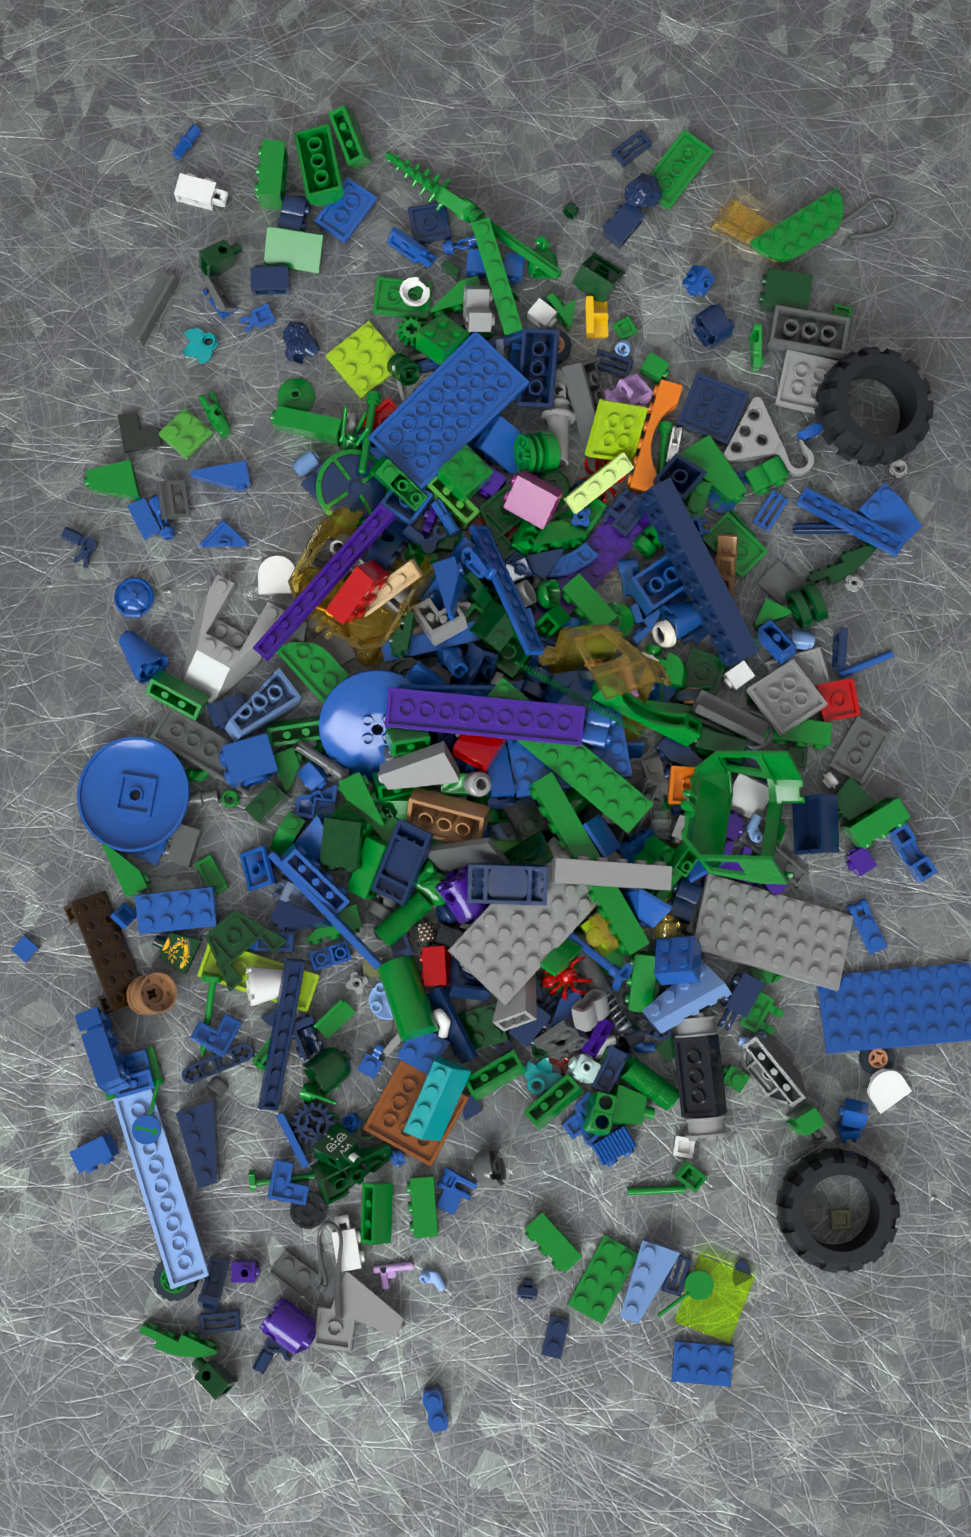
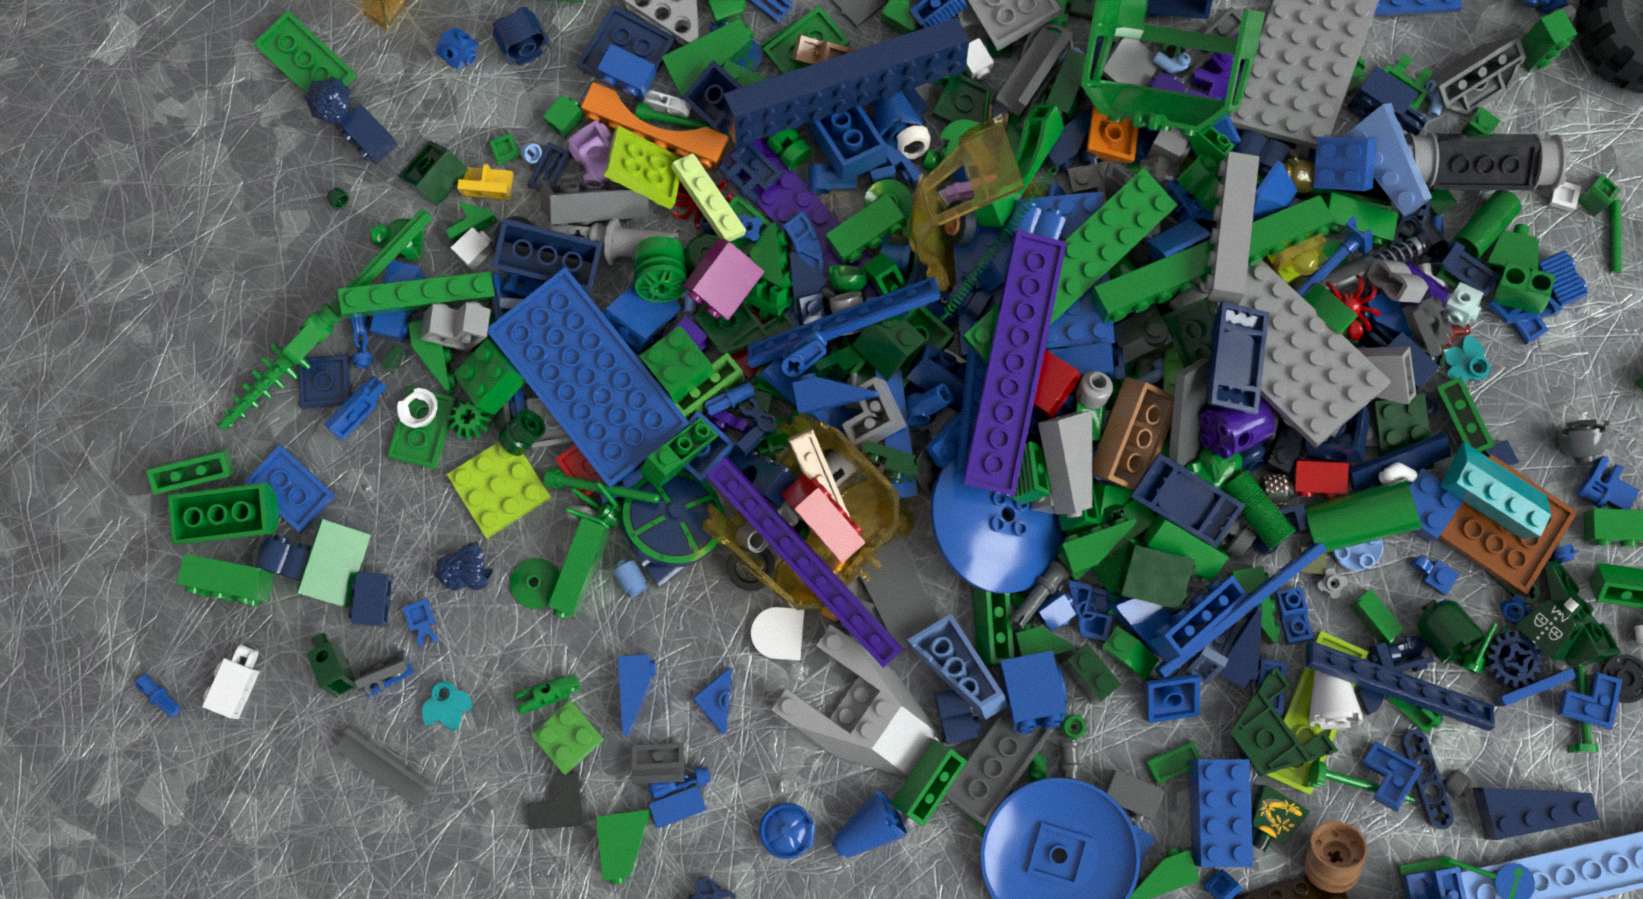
camera: 80 degrees left, 5 degrees down
(313, 667) = (915, 589): green plate -> none
(392, 1044) = (1415, 543): light grey tile -> none
(553, 1102) = (1503, 346): green brick -> none
(619, 158) = (276, 129): dark blue tile -> none
(692, 410) = (626, 71): none -> blue brick

